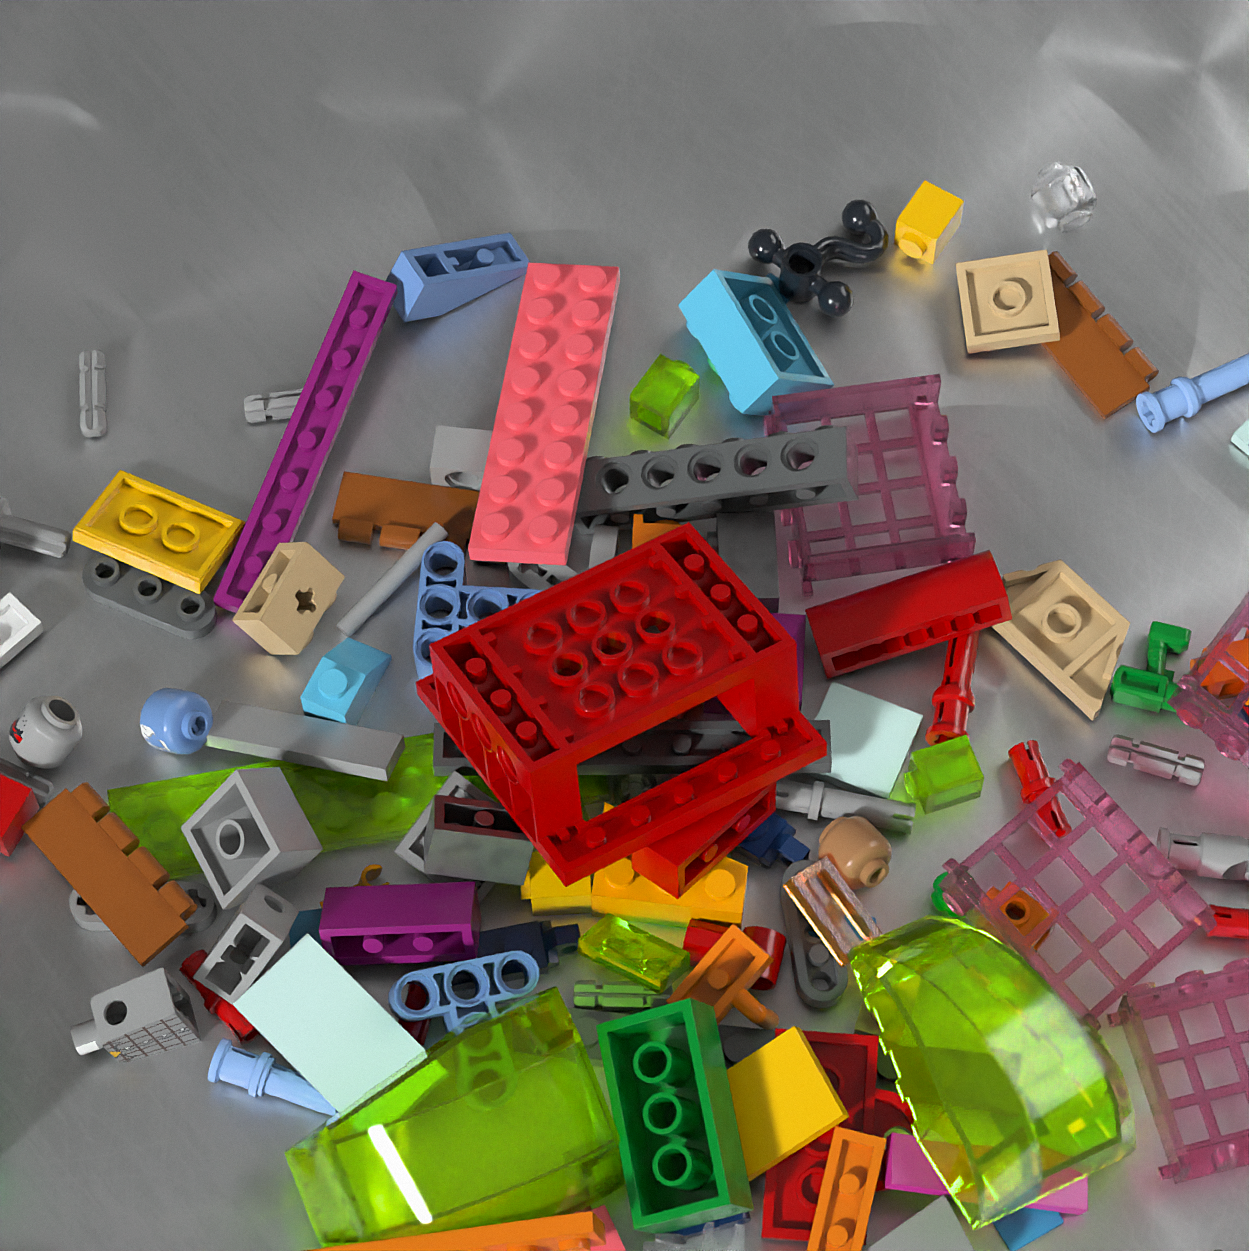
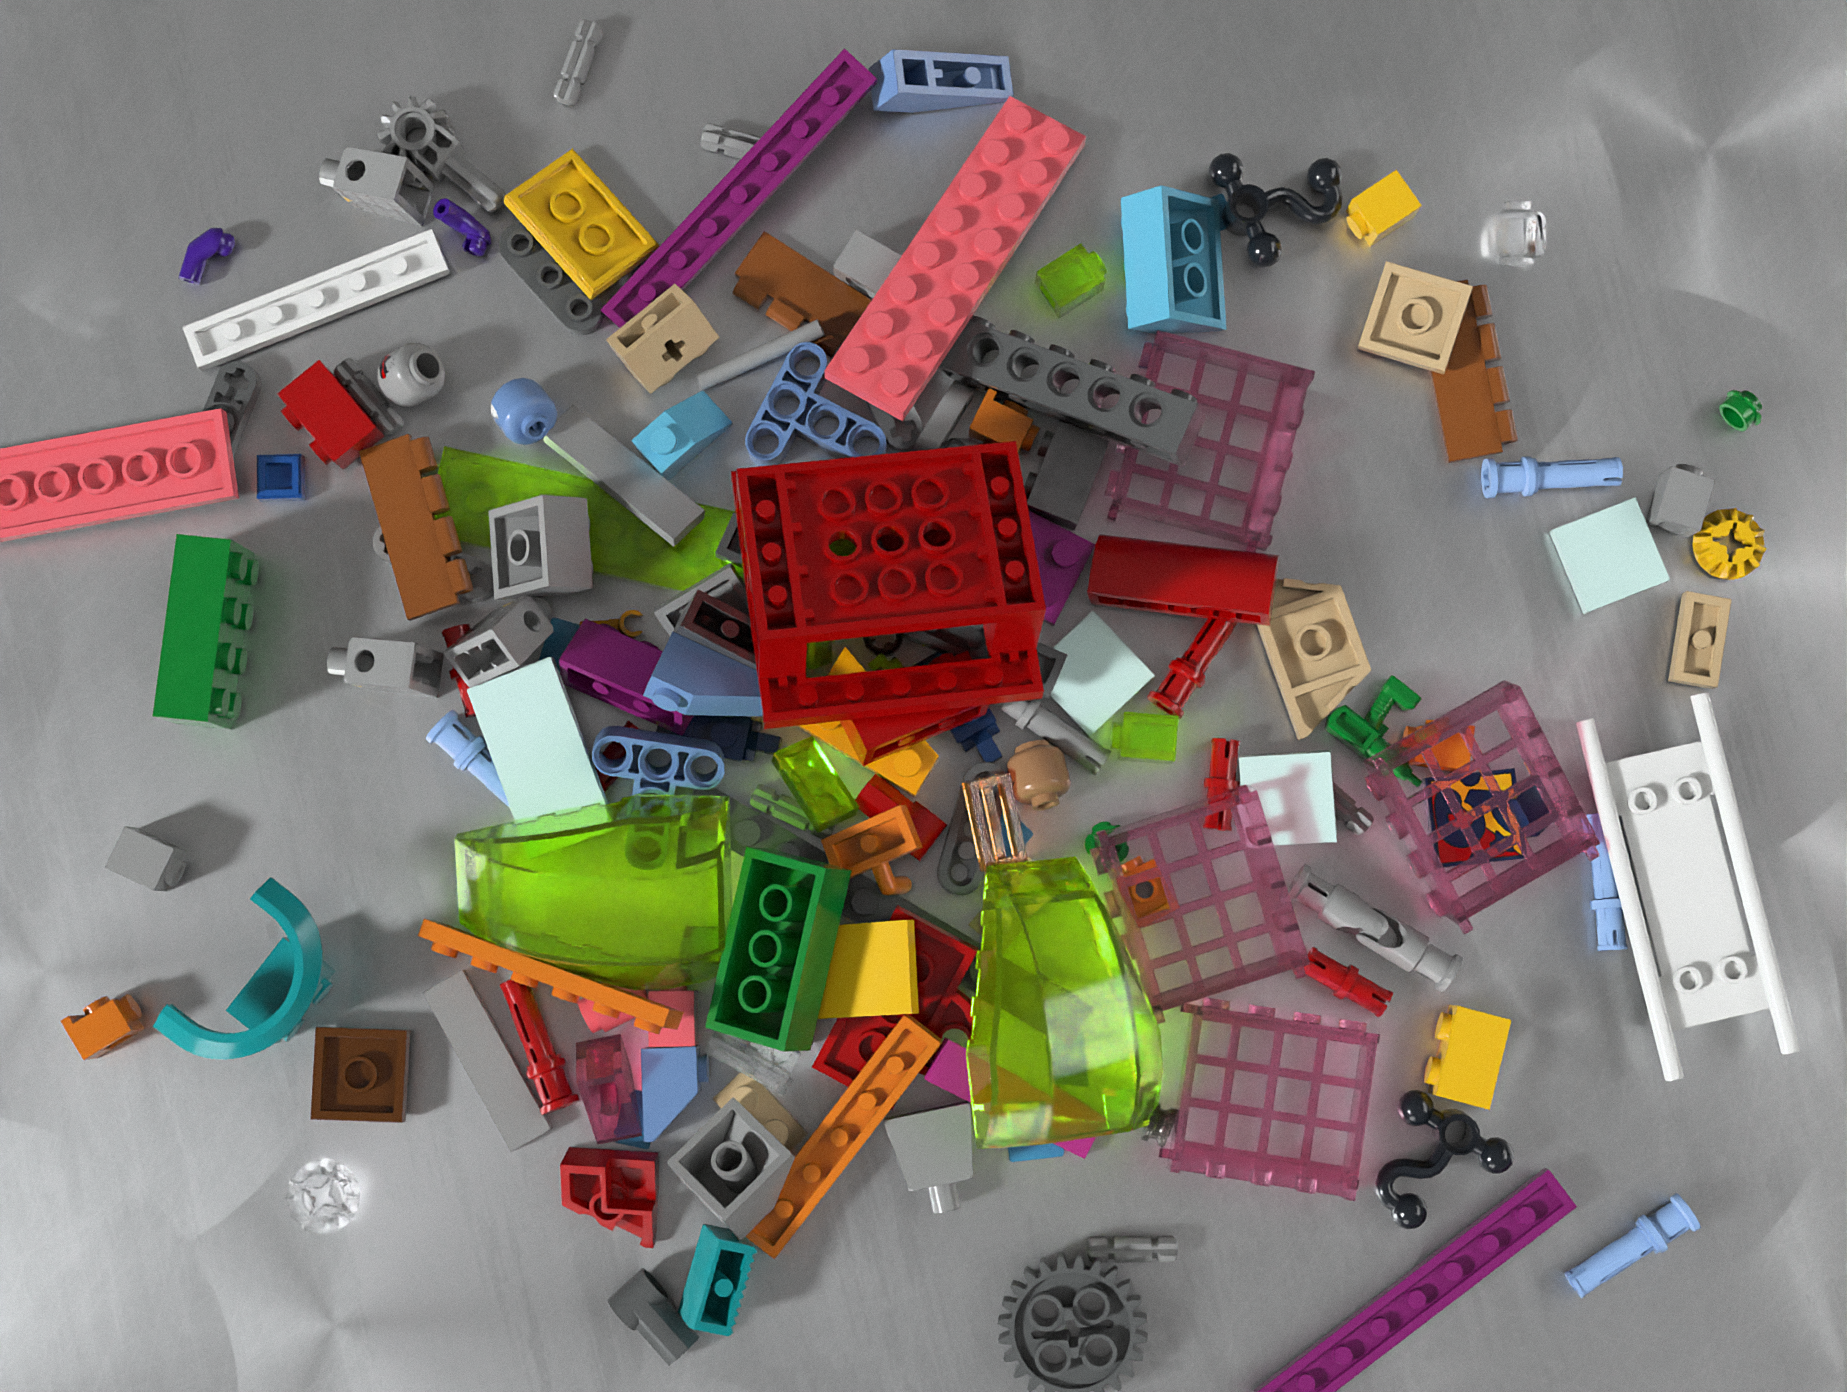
camera: 25 degrees right, 20 degrees up
(42, 579) = (463, 222): none -> dark purple arm
(485, 882) = (702, 682): none -> medium blue slope
(1121, 761) = (1294, 794): none -> light aqua tile
(1147, 1142) = (1159, 1125): none -> clear smoke bush

